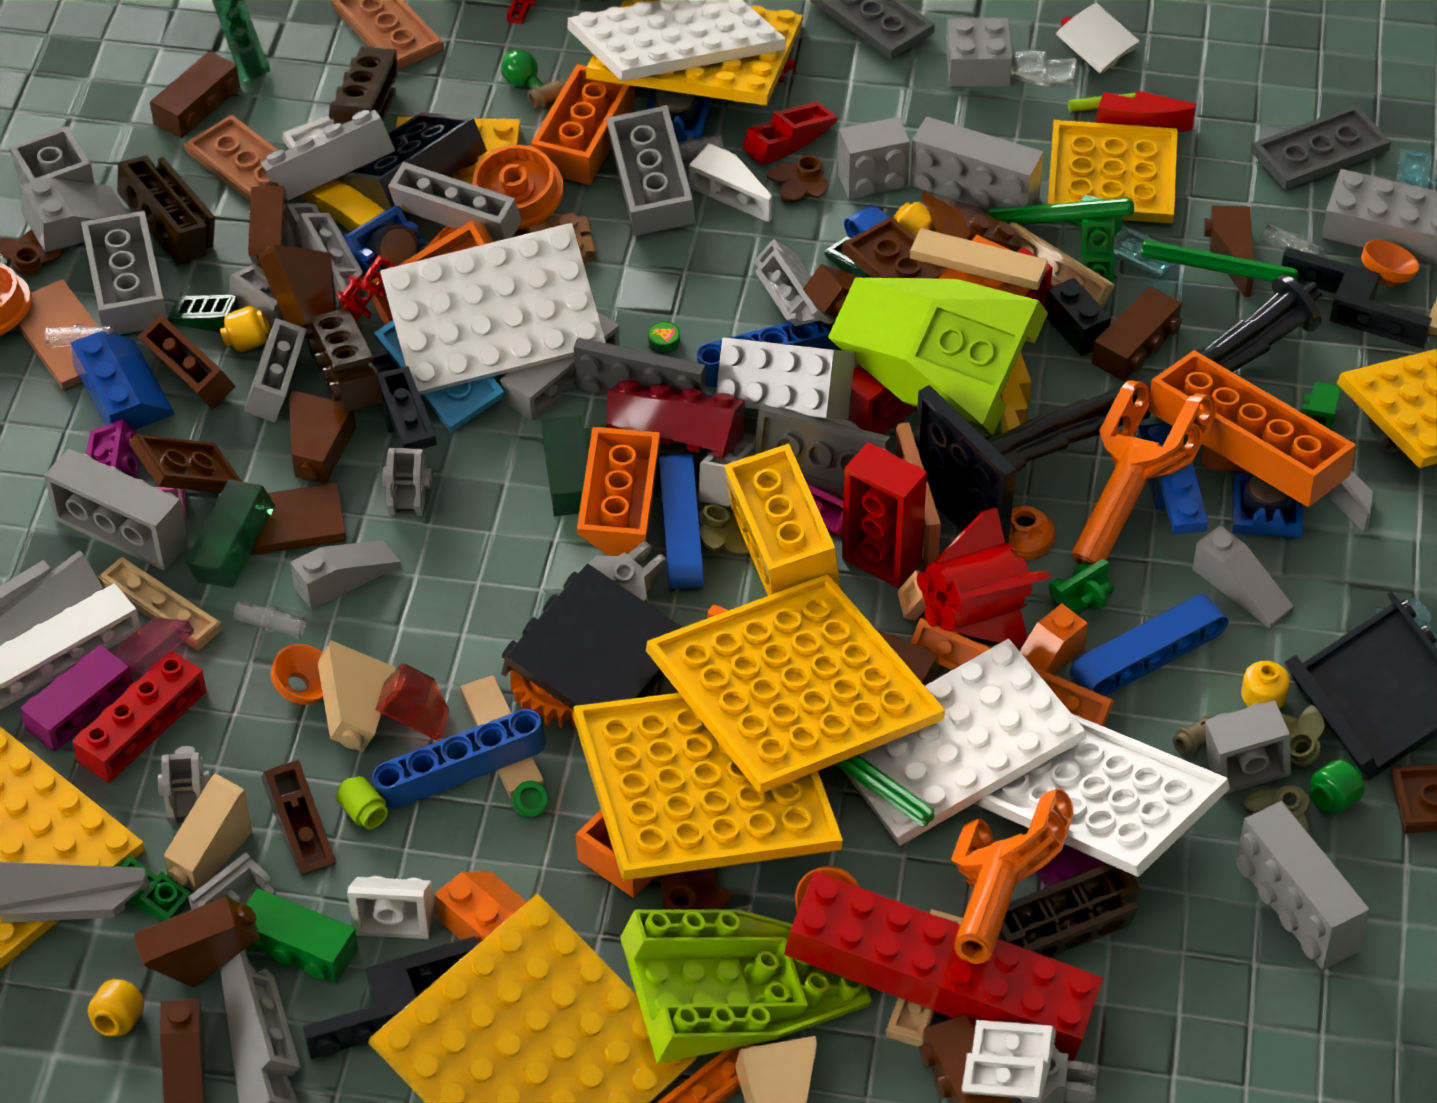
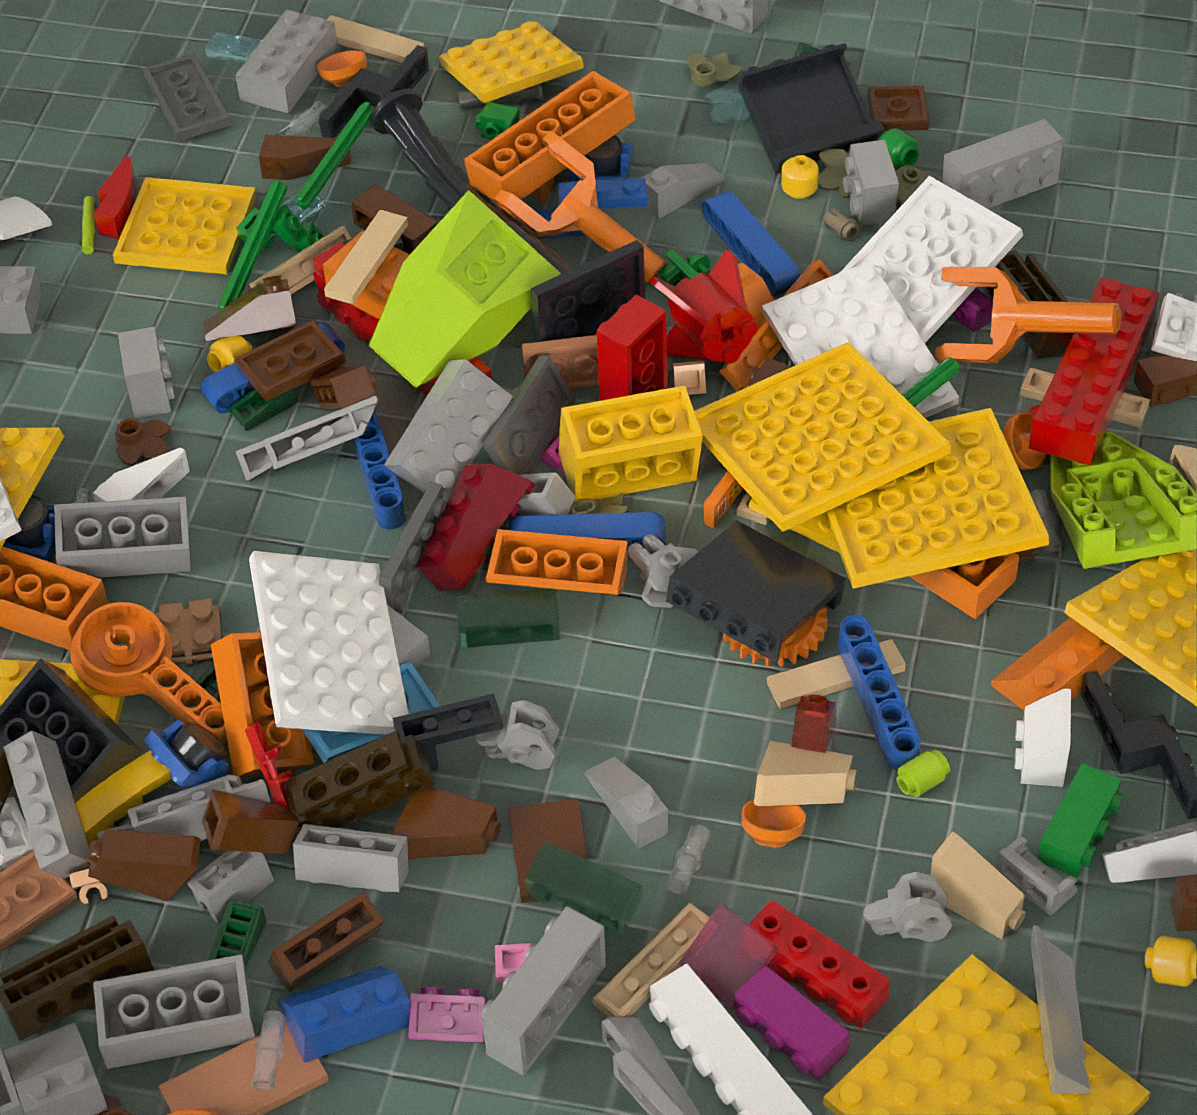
camera: 85 degrees left, 0 degrees up
(163, 896) = (1016, 959): green slope -> none
(184, 463) = (488, 926): reddish brown tile -> none
(198, 940) = (1112, 875): reddish brown slope -> none
(245, 329) = (277, 893): yellow head -> none
(298, 817) = (925, 824): reddish brown slope -> none
(453, 201) = (167, 675): light grey brick -> none
(530, 799) = (913, 649): green tile -> none
(663, 337) = (339, 547): tile -> none
(788, 132) = (78, 446): red slope -> none
(974, 166) = (180, 296): light grey brick -> none
(1036, 69) = (39, 254): clear slope -> none

